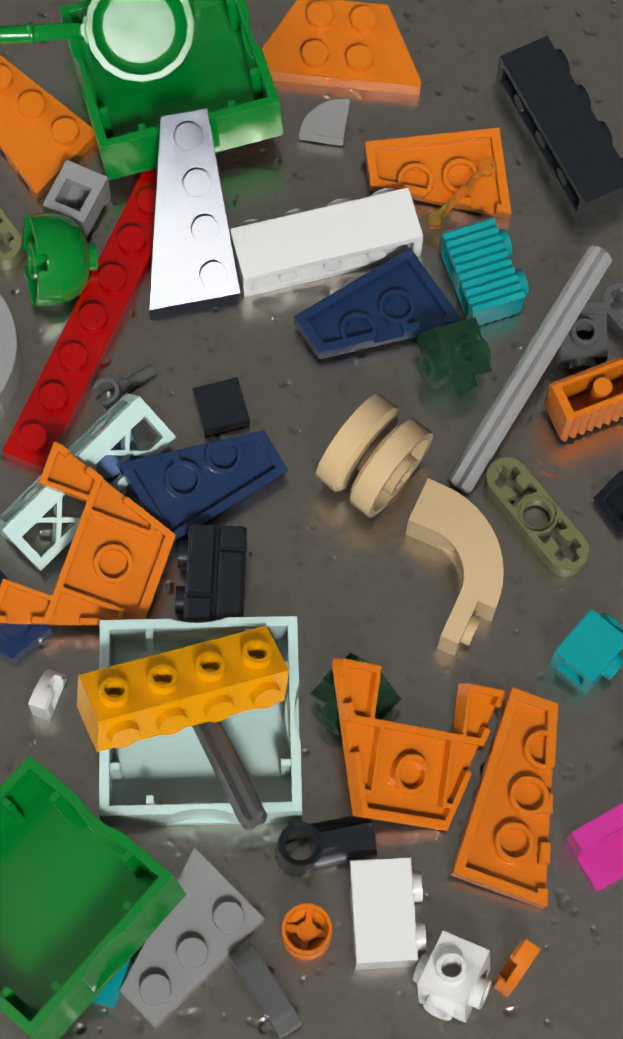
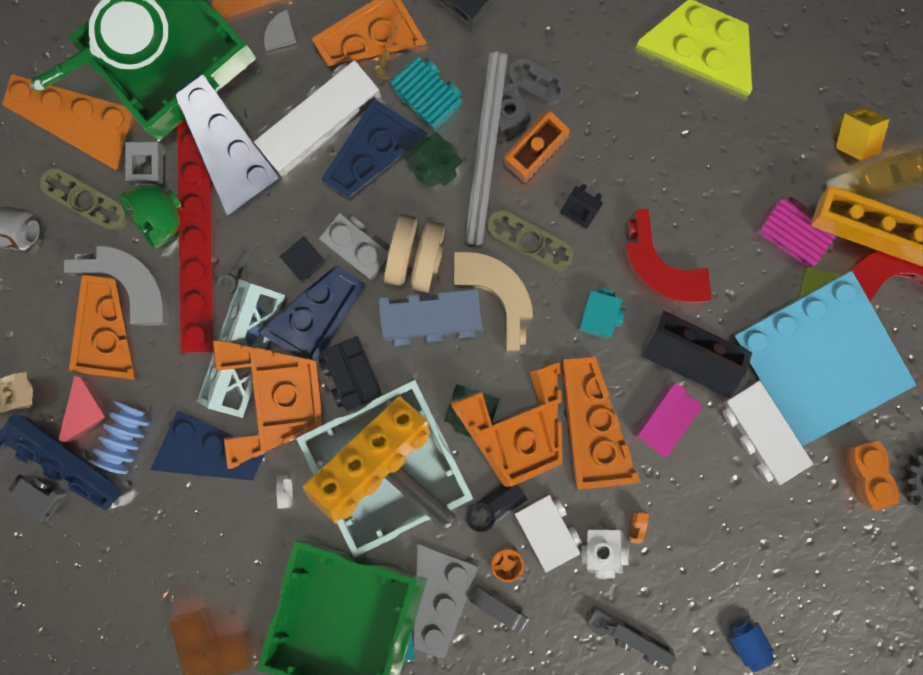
camera: 25 degrees left, 15 degrees up
(297, 416) = (355, 247): none -> light grey brick
(355, 549) = (430, 317): none -> sand blue wedge

